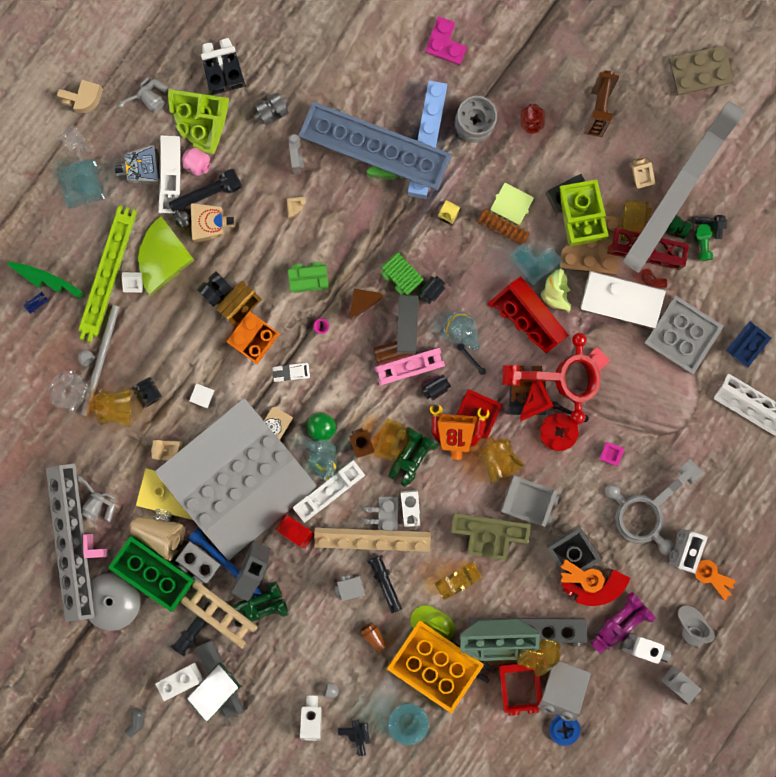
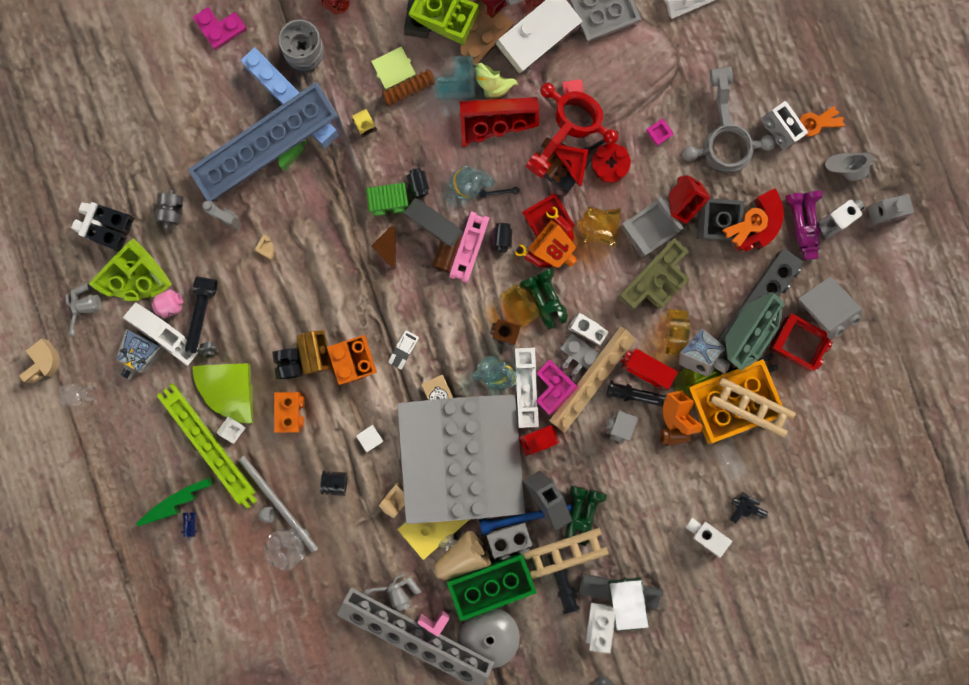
camera: 60 degrees left, 0 degrees up
(81, 183) = (115, 414): clear light blue slope -> none
(113, 407) = (326, 520): clear yellow hat -> none
(177, 317) = (288, 412): none -> orange brick
(209, 222) = (227, 329): tan torso -> none
(308, 278) = (334, 279): bright green brick -> none
(317, 324) = (378, 298): dark pink hinge -> none
(320, 426) = (466, 356): green hair -> none
(331, 690) = (694, 503): light grey hinge -> none
(346, 518) = (559, 388): none -> dark pink plate
(391, 626) = (677, 413): none -> orange brick
(408, 736) = (779, 463): clear light blue wheel -> none
(411, 577) = (648, 369): none -> red window
(447, 690) = (757, 419): none -> tan bar
(454, 614) = (704, 355): none -> light grey torso
(542, 659) = (794, 307): clear yellow brick -> none
(559, 737) = (863, 340): blue gear -> none
(571, 513) = (687, 198): none -> red torso

